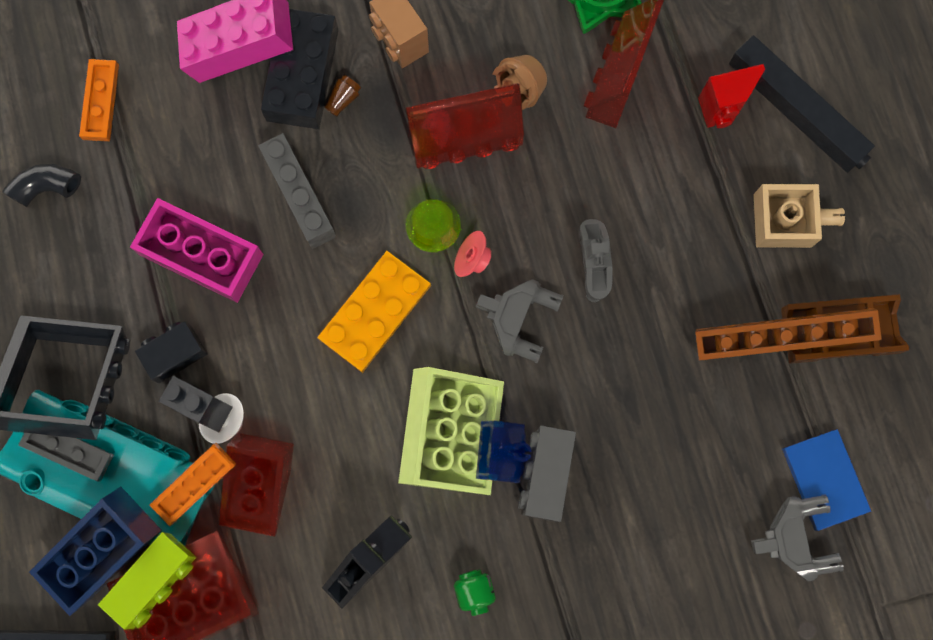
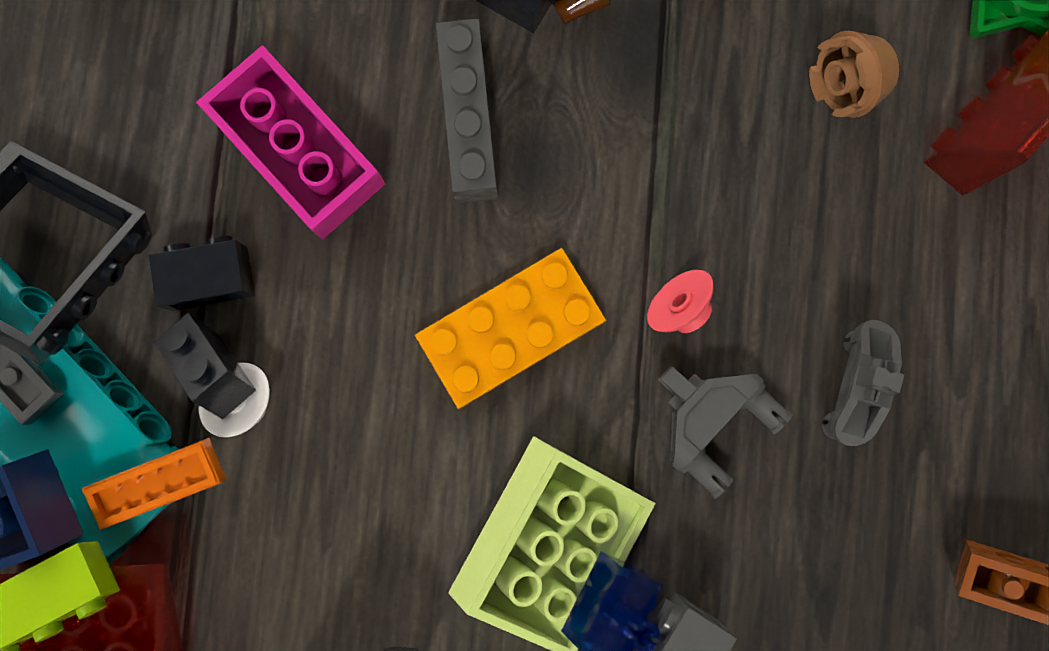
camera: 25 degrees right, 5 degrees up
(256, 484) = (251, 513): clear red slope -> none
(433, 225) = (642, 236): clear neon green cone -> none
(466, 126) = (752, 109): clear red slope -> none

